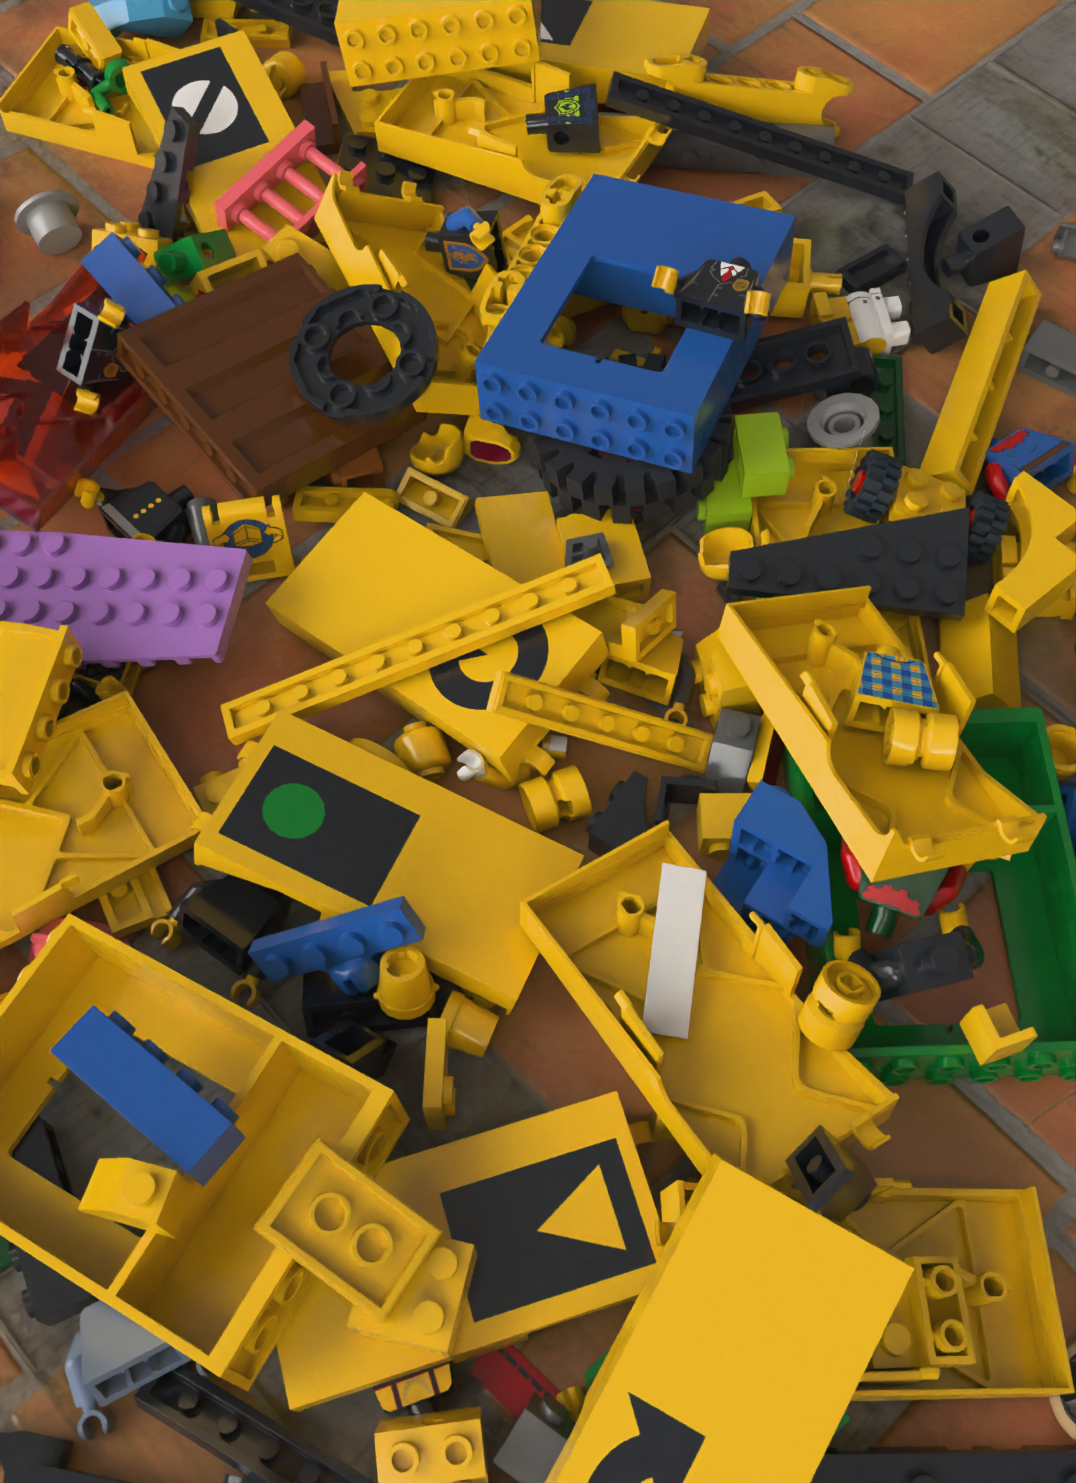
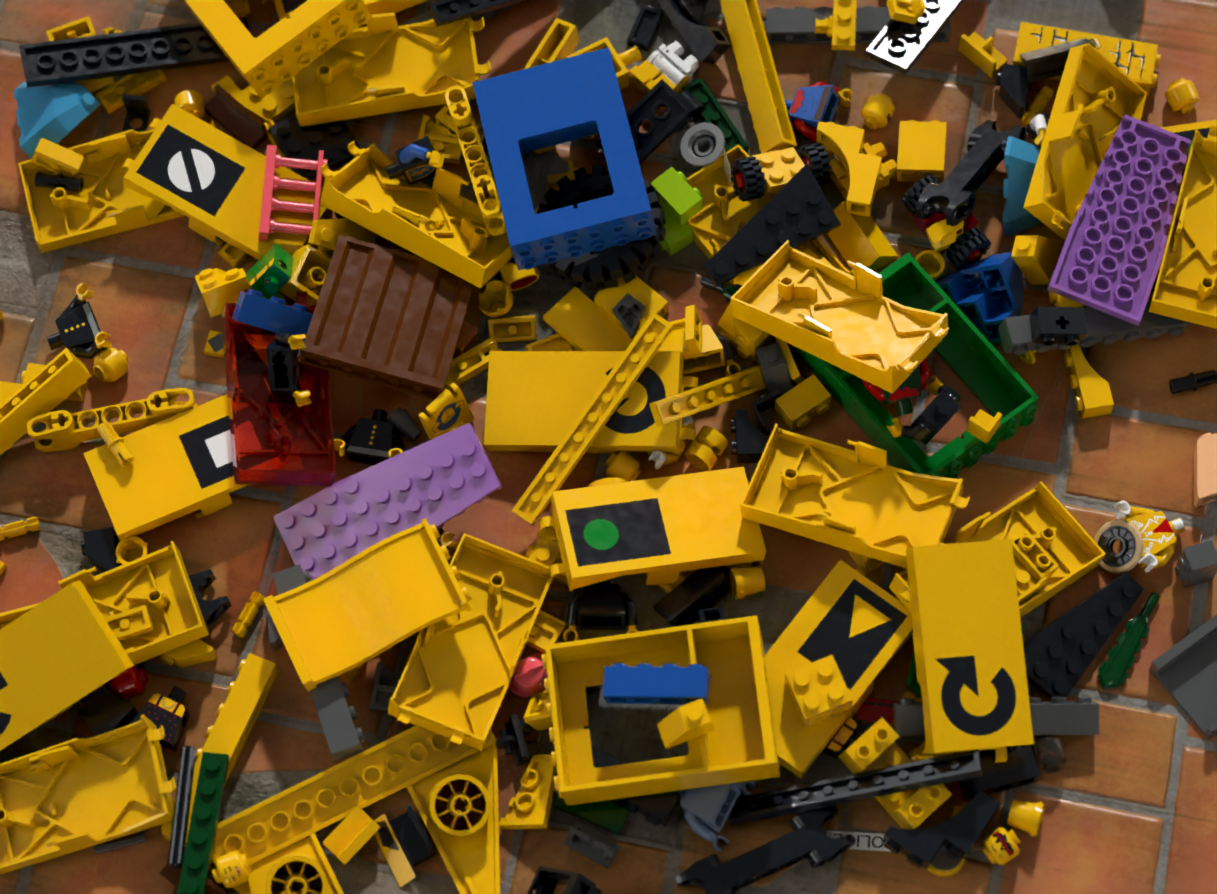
camera: 30 degrees left, 5 degrees up
(50, 221) = (150, 301): light grey piece -> none
(111, 83) = (92, 176): green plate -> none
(169, 181) = (211, 235): black wing -> none
(340, 945) = (670, 581): blue plate -> none
(348, 1230) = (782, 678): yellow tile -> none
(352, 309) = (430, 242): black plate -> none
(405, 984) = (710, 578): yellow piece -> none
(438, 1089) = (756, 607): yellow wing -> none
(568, 120) = (412, 42): black torso -> none
(674, 951) = (823, 479): white sticker -> none
(716, 297) = (615, 132): black torso -> none
(716, 549) = (692, 260): yellow hair -> none
(778, 867) = (842, 412): blue brick -> none
(830, 1176) = (956, 526): slope -> none
(839, 1005) = (911, 457): yellow wheel -> none
(888, 682) = (839, 295): torso -> none
(927, 740) = (866, 312): yellow wheel -> none

